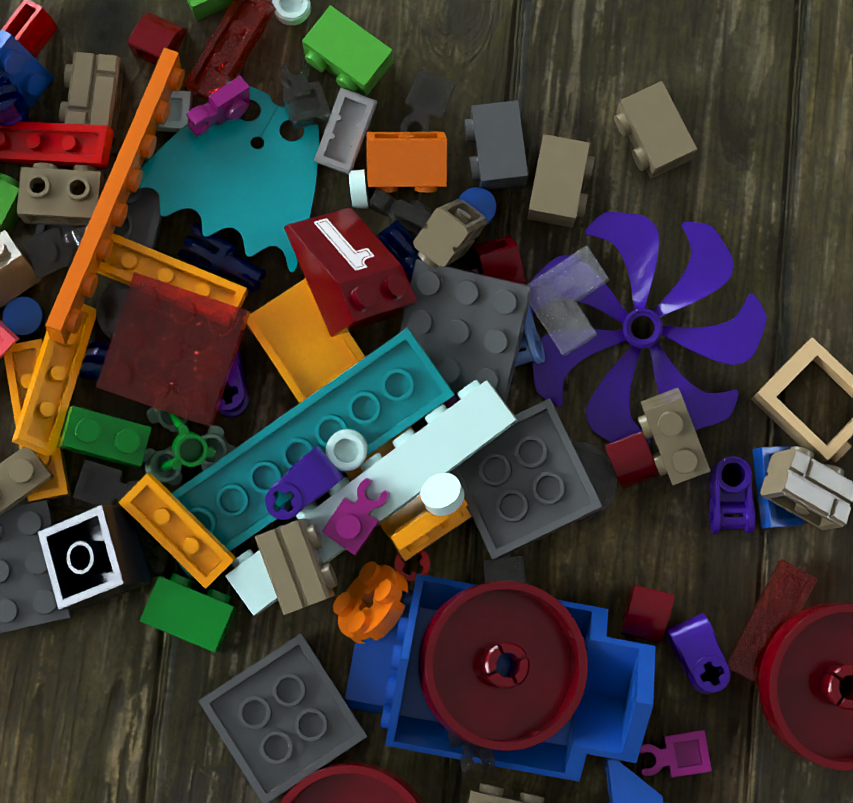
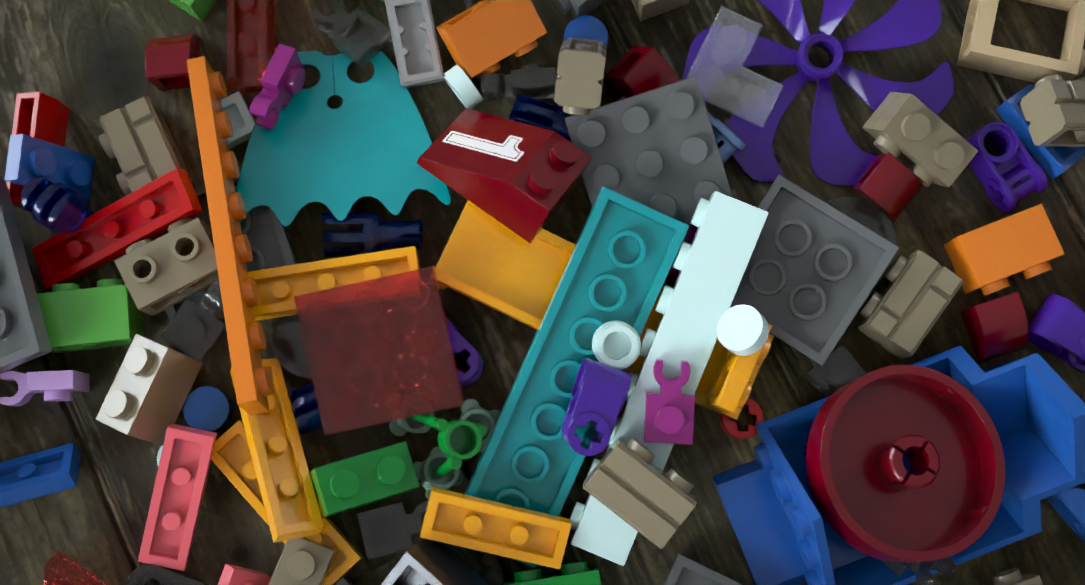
camera: 25 degrees left, 0 degrees up
(376, 586) = (736, 458): orange plate -> none
(590, 555) = (909, 303): none -> dark tan brick
(689, 559) = (1003, 249): none -> orange brick

